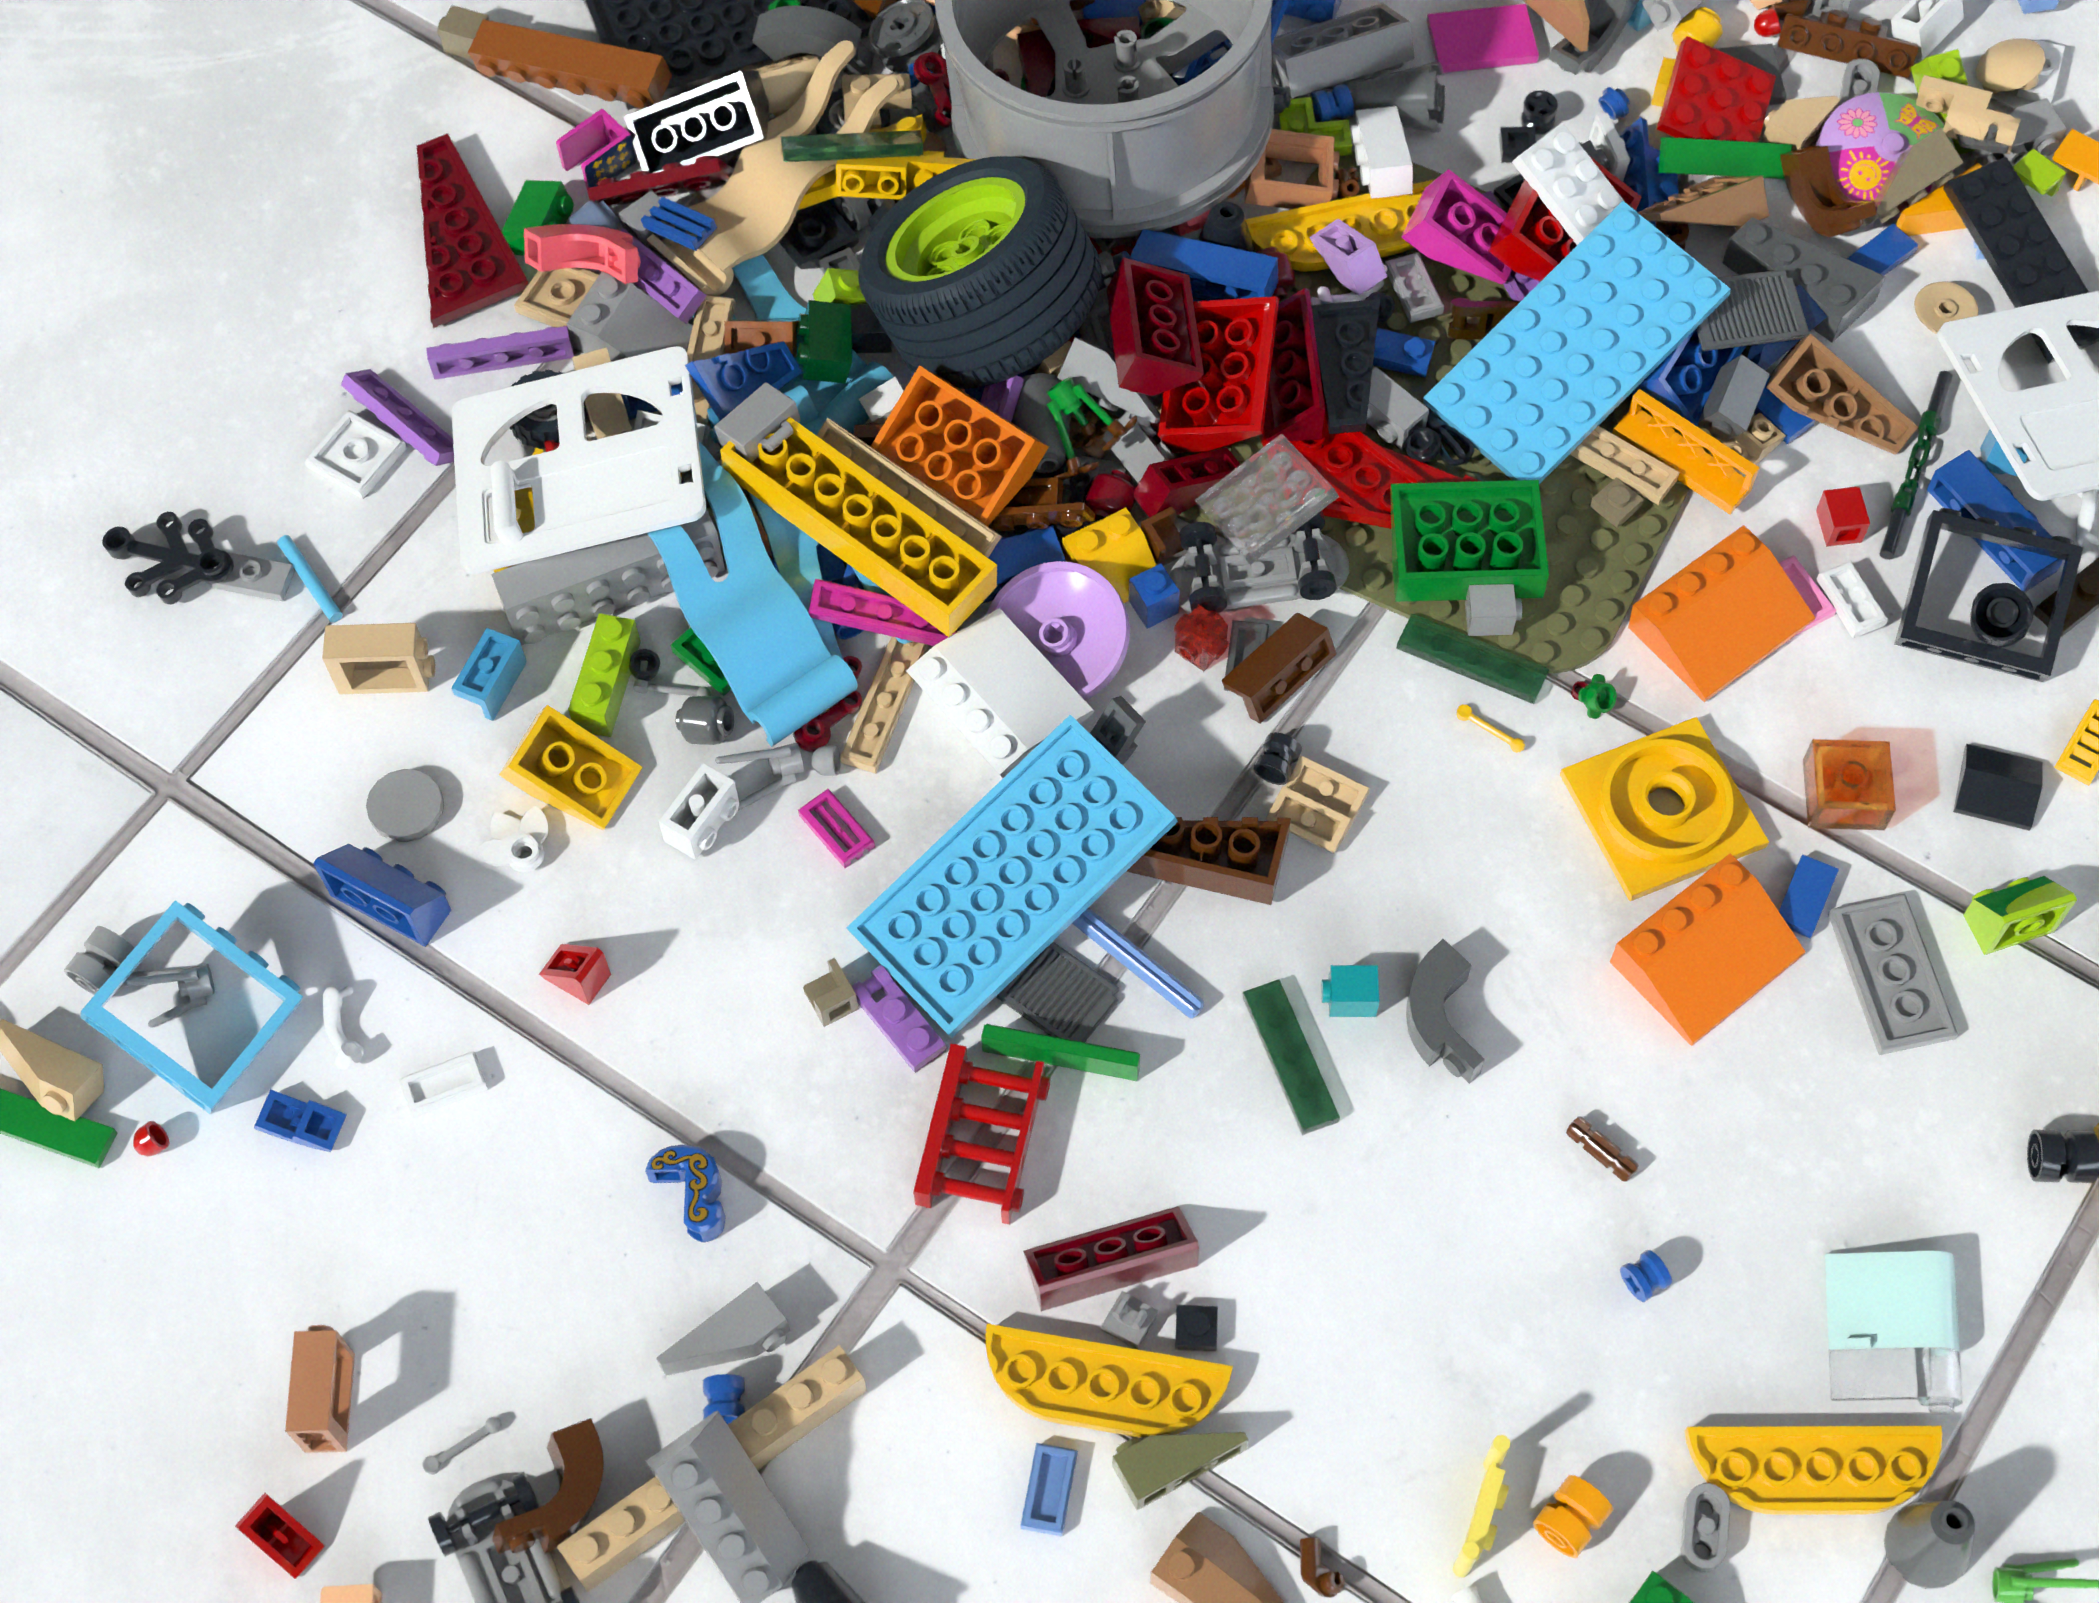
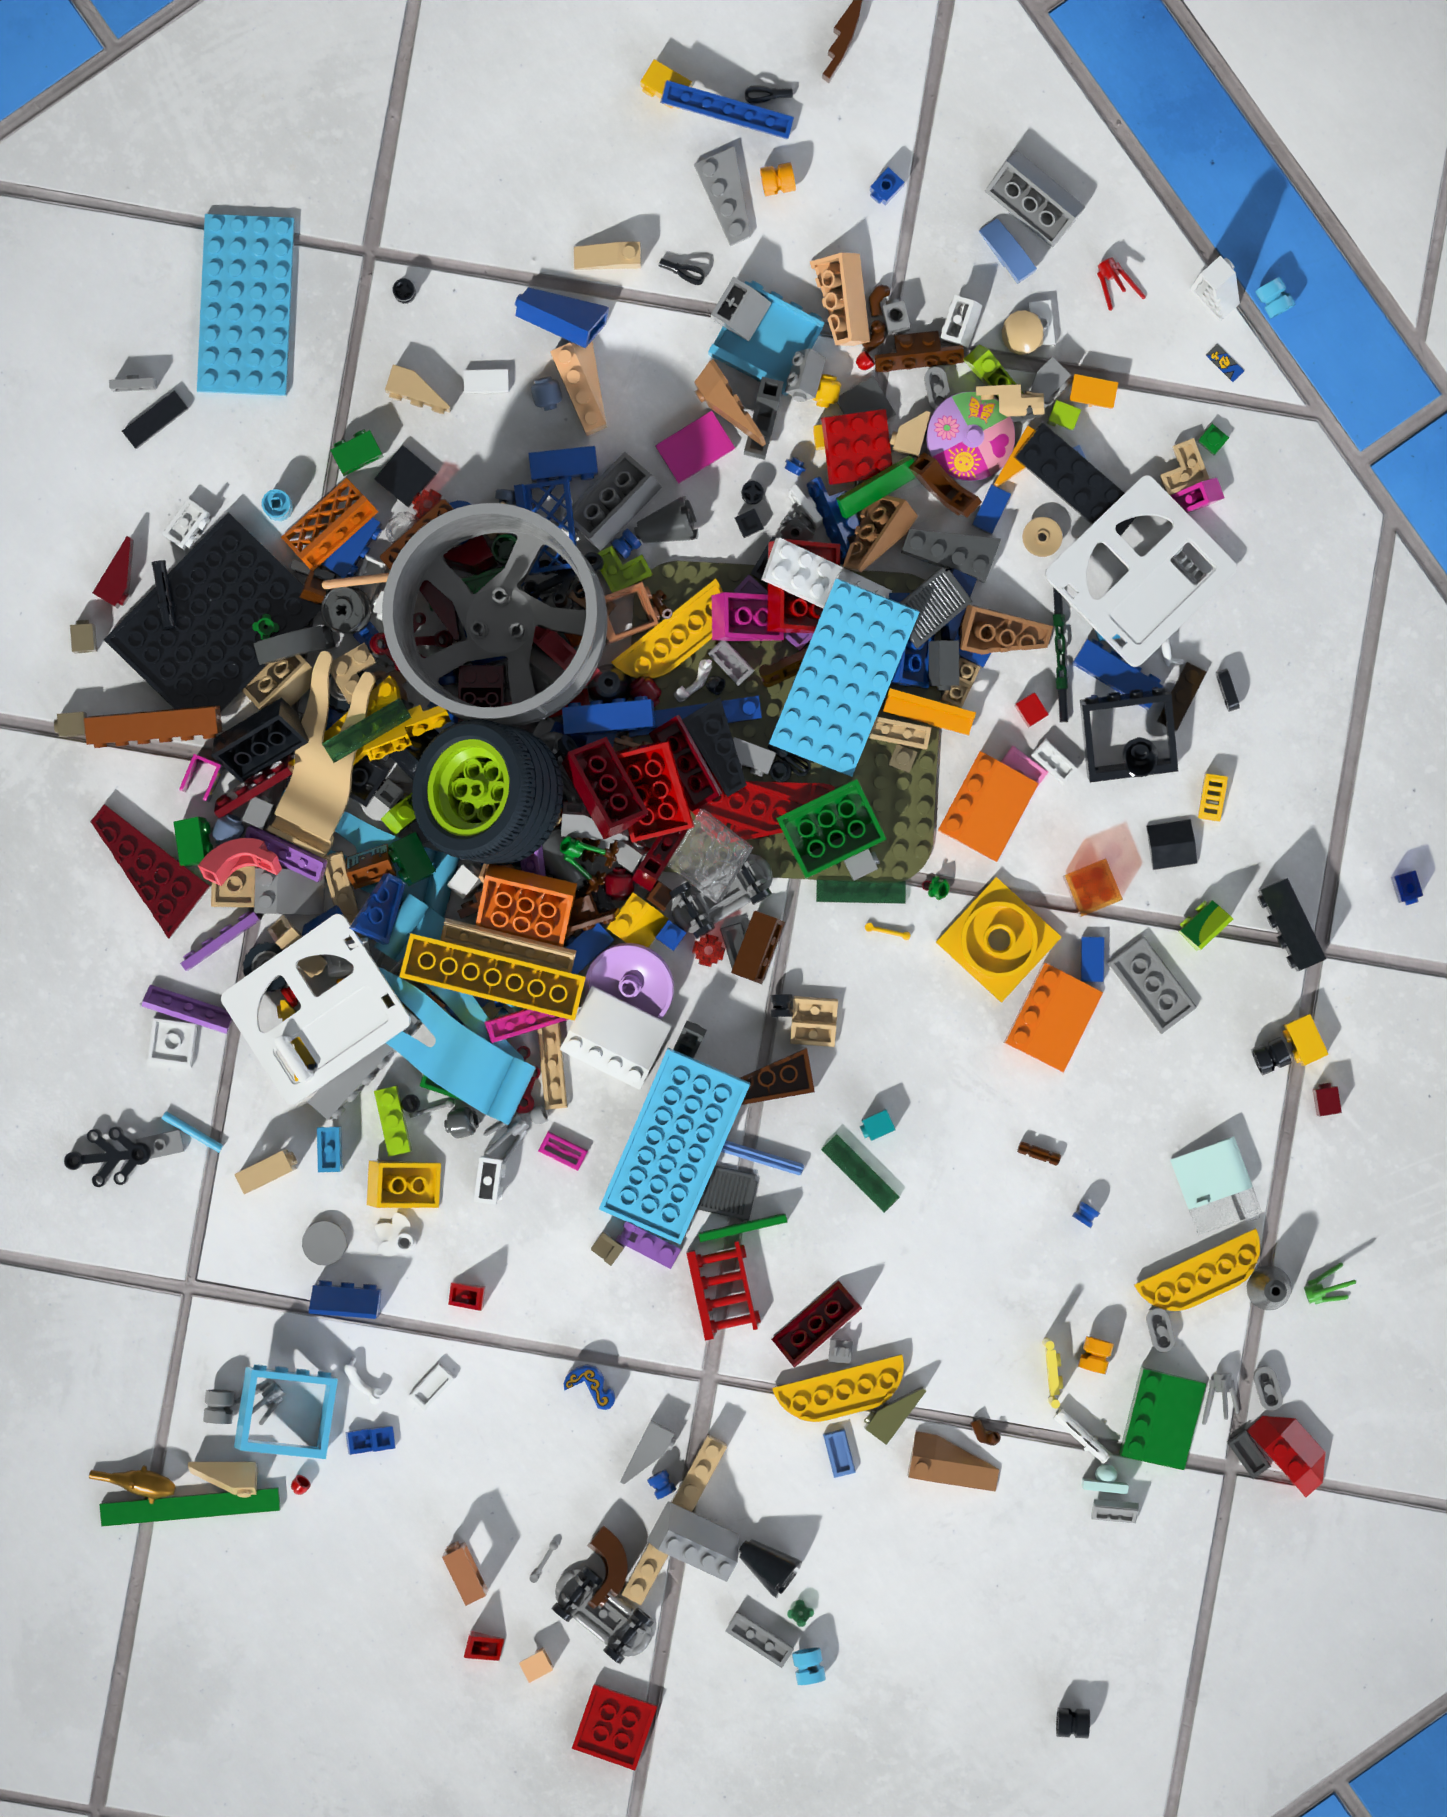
camera: 30 degrees left, 25 degrees up
(683, 219) = (266, 814): blue tile -> none
(754, 419) = (409, 946): light grey piece -> none
(1196, 1328) = (875, 1340): black plate -> none
(1350, 256) = (686, 665): lavender slope -> none
(1382, 152) = (673, 576): white brick -> none
(1433, 983) = (917, 1110): dark grey arch -> none
(1917, 168) = (993, 454): dark tan slope -> none

